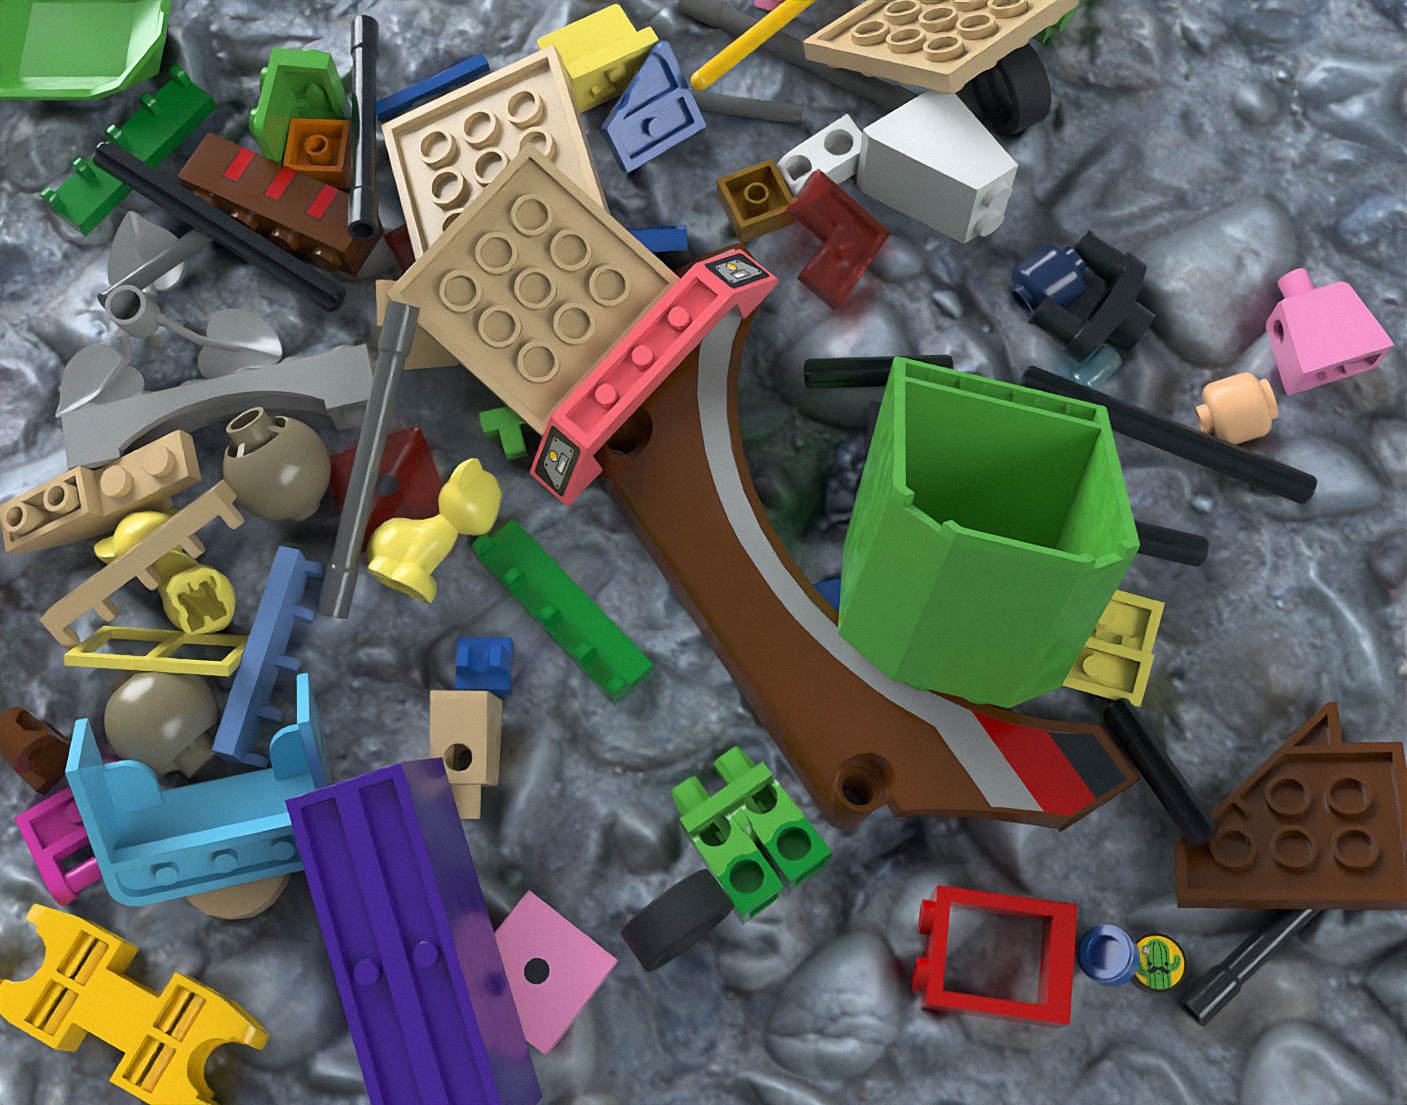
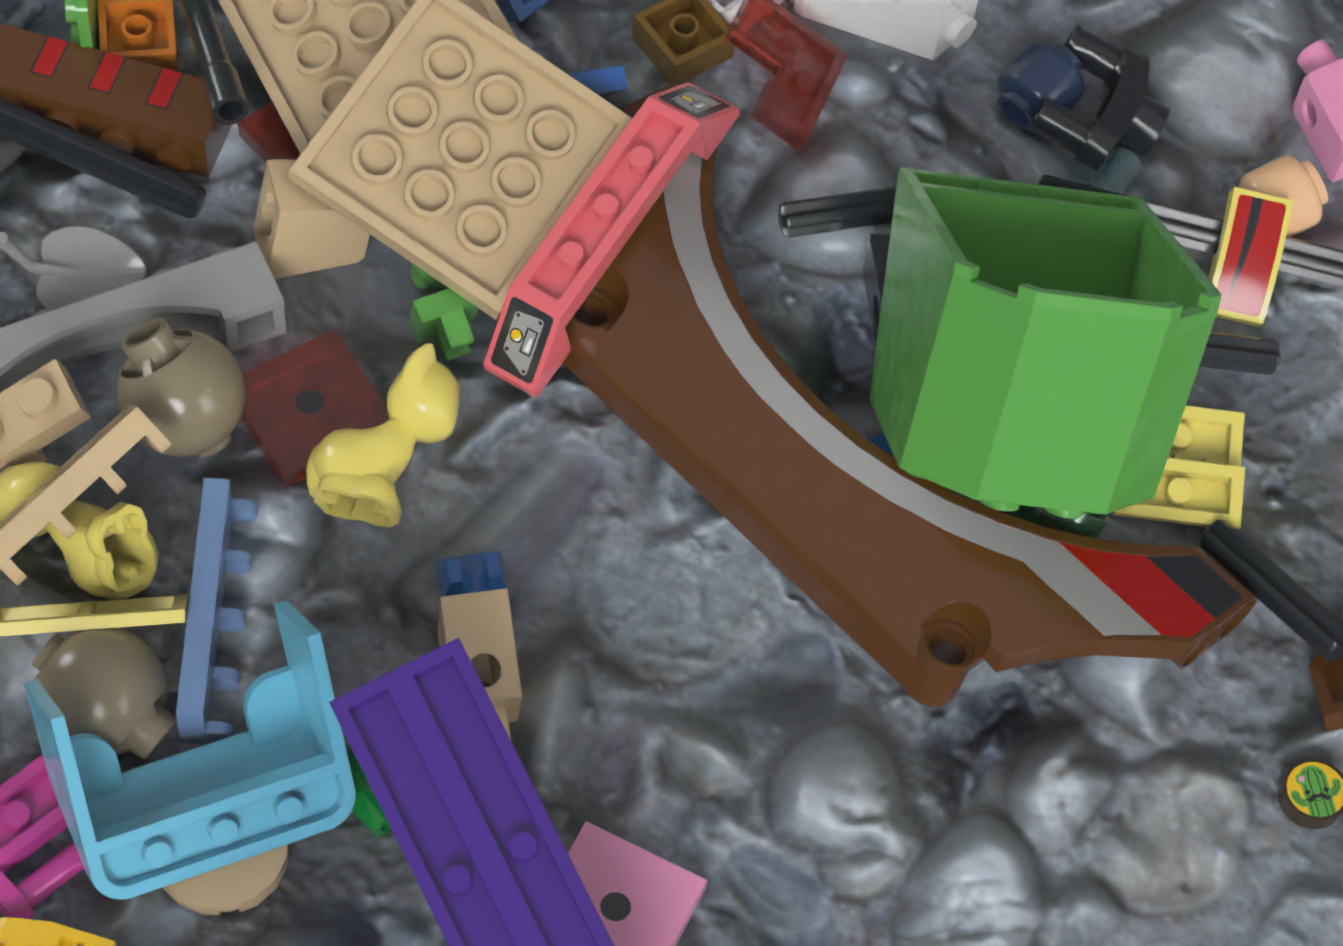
camera: 20 degrees left, 10 degrees down
(342, 570) = (281, 501): dark grey piece -> none
(563, 610) = (553, 515): green hinge -> none
(677, 919) = (772, 816): black tyre -> none
(745, 813) = (831, 722): hips -> none
(1056, 957) = (1205, 799): red window -> none
(1108, 955) = (1260, 790): blue tile -> none
(1196, 460) = (1249, 254): none -> slope

